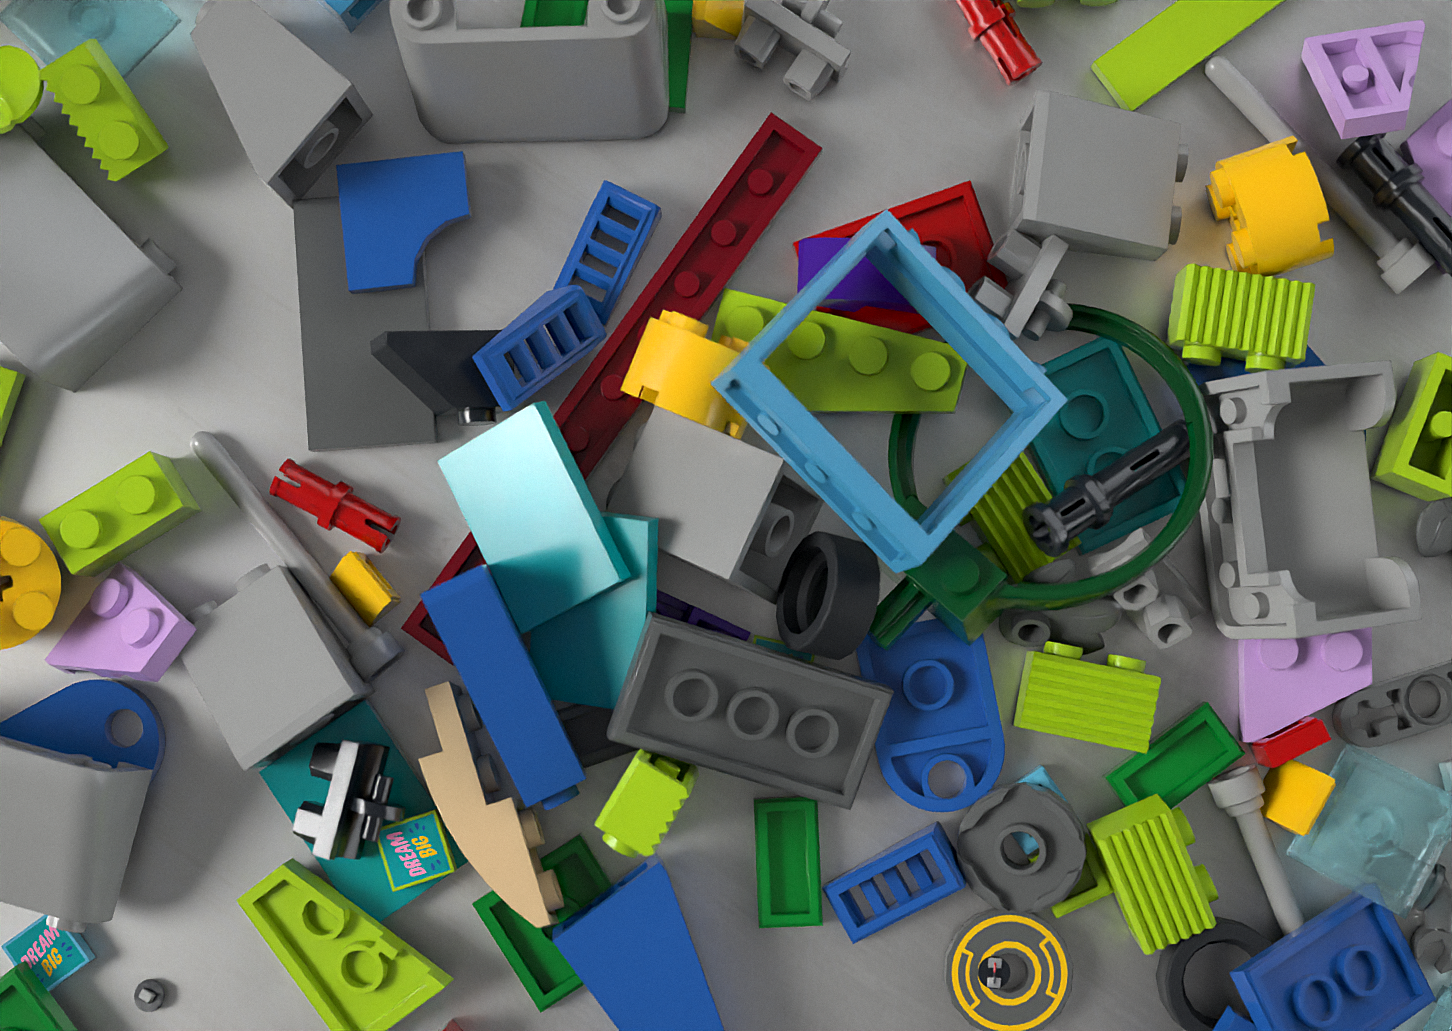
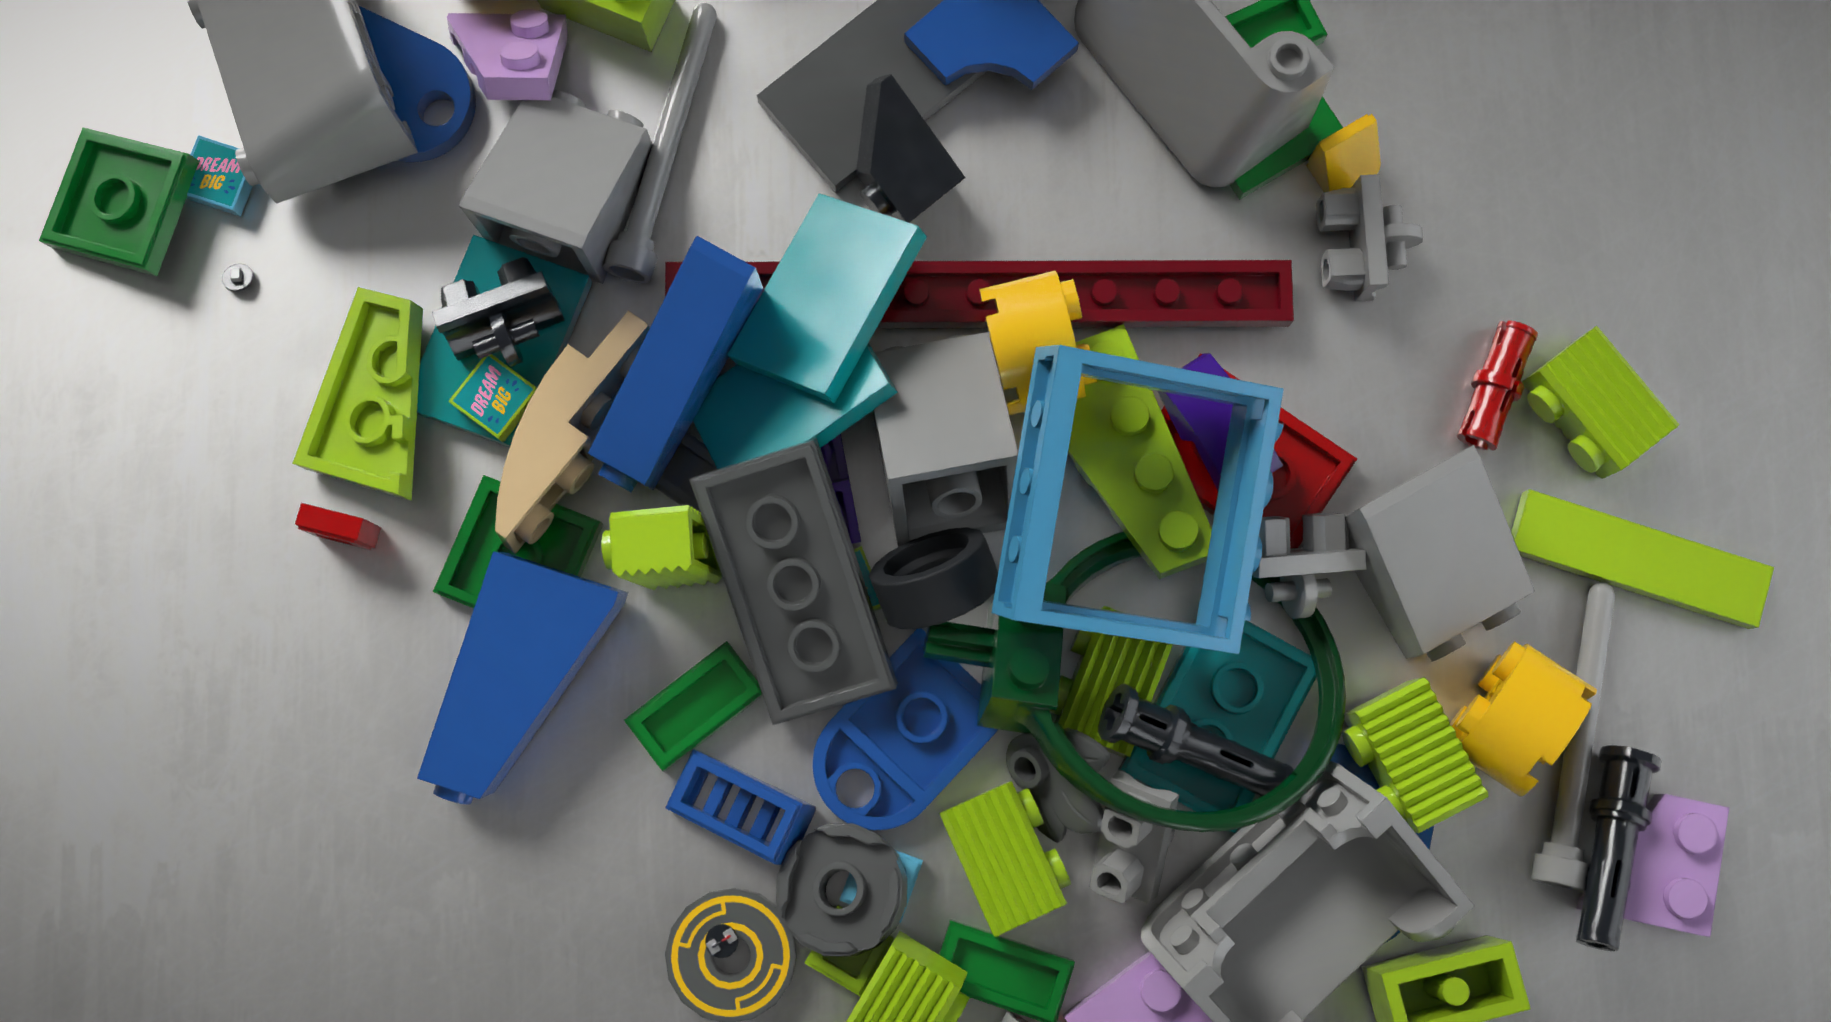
camera: 50 degrees right, 5 degrees down
(335, 505) = (727, 146): red pin -> none
(364, 587) = (679, 213): yellow slope -> none
(570, 324) = (1002, 224): blue slope -> none
(630, 204) = (1099, 187): blue slope -> none
(1366, 75) = (1692, 720): lavender wing -> none

